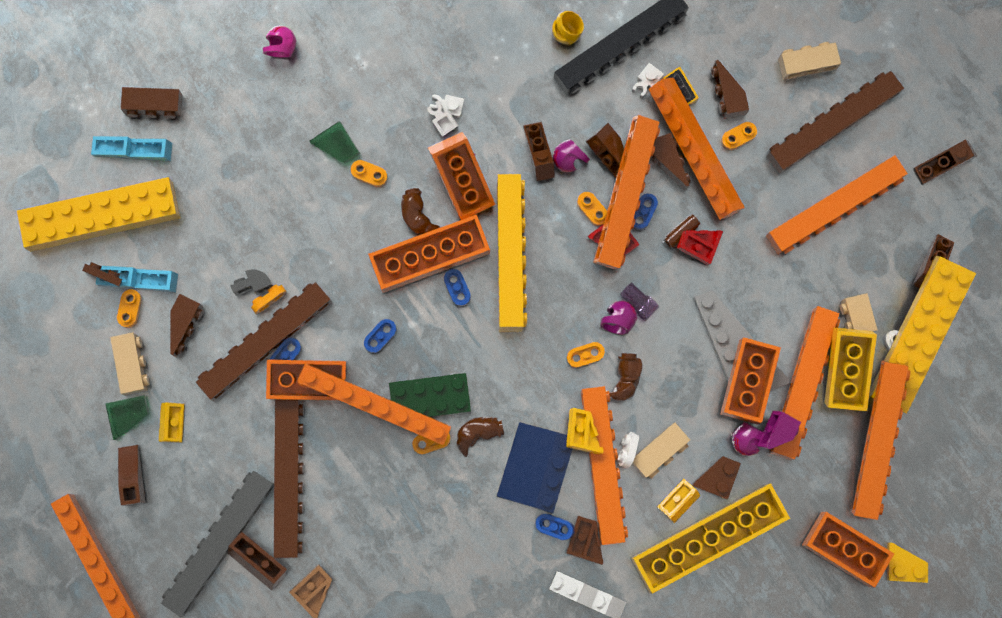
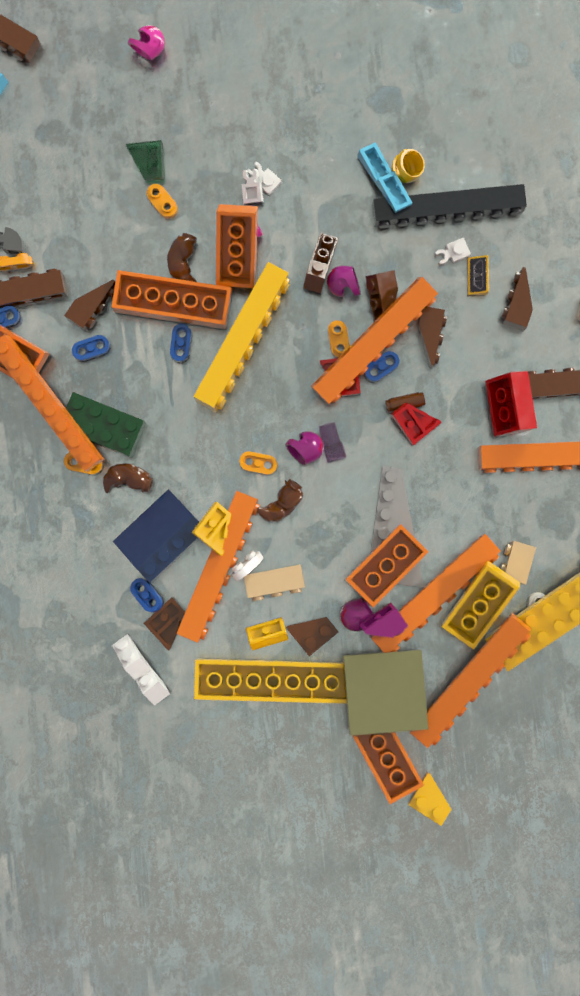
camera: 35 degrees right, 5 degrees up
(356, 303) = (87, 307): none -> reddish brown slope
(553, 49) = (383, 177): none -> medium azure slope
(696, 148) = (460, 335): orange brick -> none
(739, 135) = (506, 346): light orange plate -> none
(774, 182) = (511, 403): none -> red brick
(814, 491) = (385, 692): none -> olive tile

